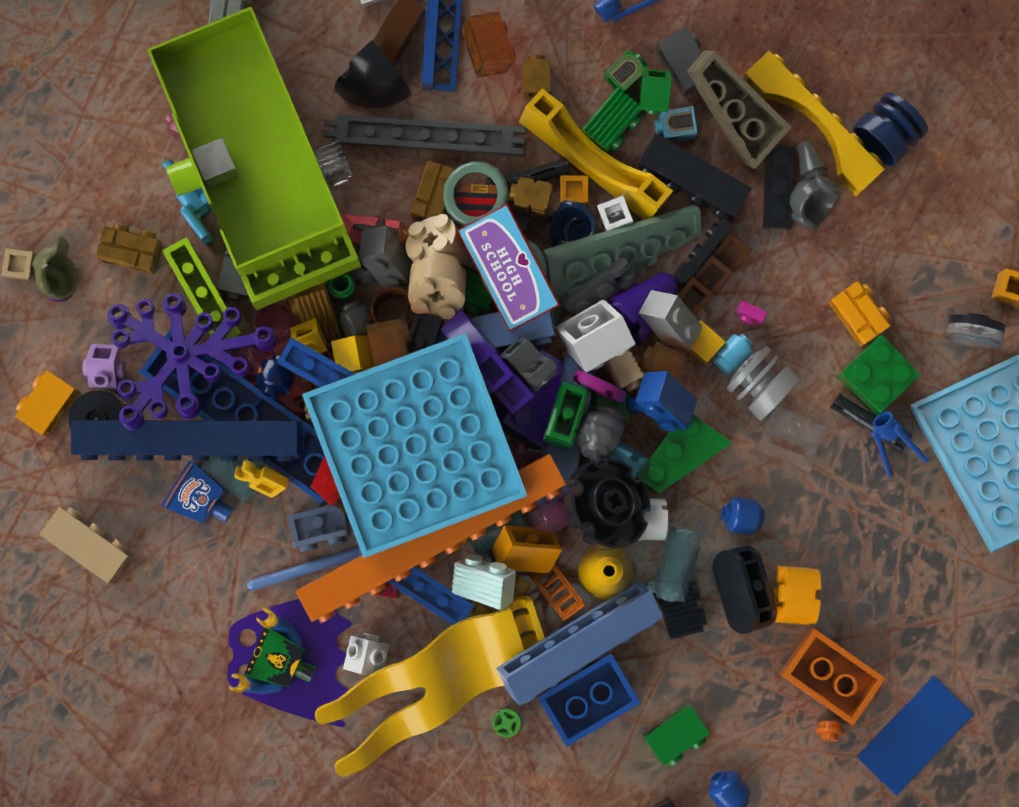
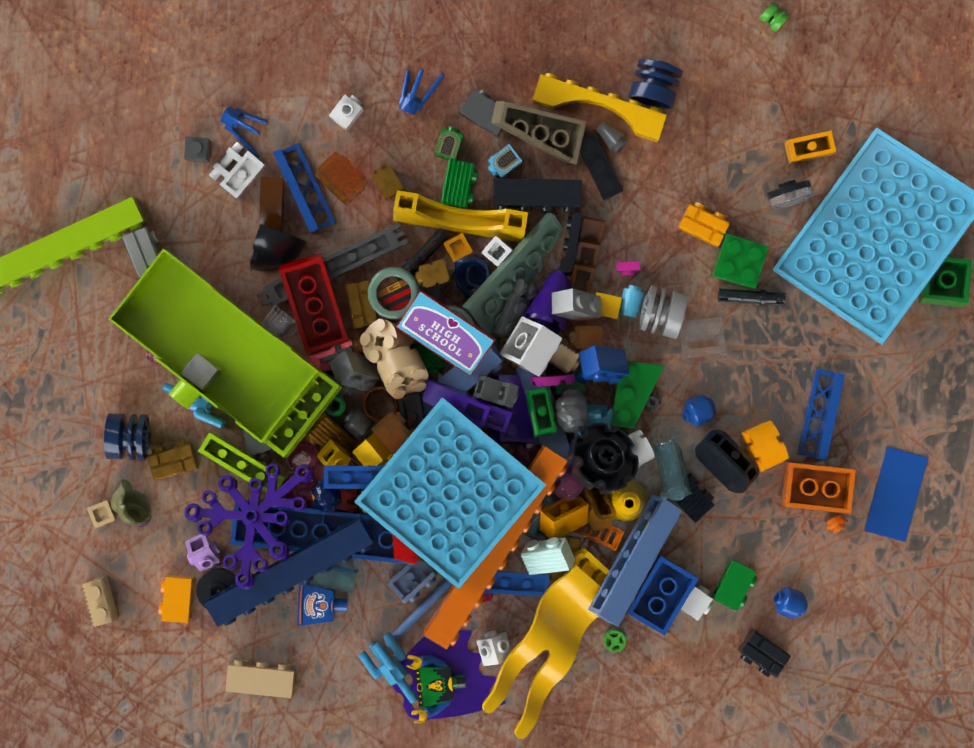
camera: 30 degrees left, 5 degrees up
(94, 193) = (131, 437): none -> dark blue wheel
(238, 610) = (389, 666): none -> dark azure plant
(264, 481) = (359, 570): yellow plate -> none
(381, 160) = (313, 303): none -> red brick
(573, 560) = (600, 510): none -> pearl gold brick
(624, 731) = (698, 602): none -> white brick
(655, 91) = (477, 149): green slope -> none
(695, 478) = (652, 402): none -> dark grey piece
(813, 200) = (629, 163): dark grey hair -> none
(887, 602) = (829, 416): none -> blue fence
(890, 429) = (766, 296): blue plant -> none

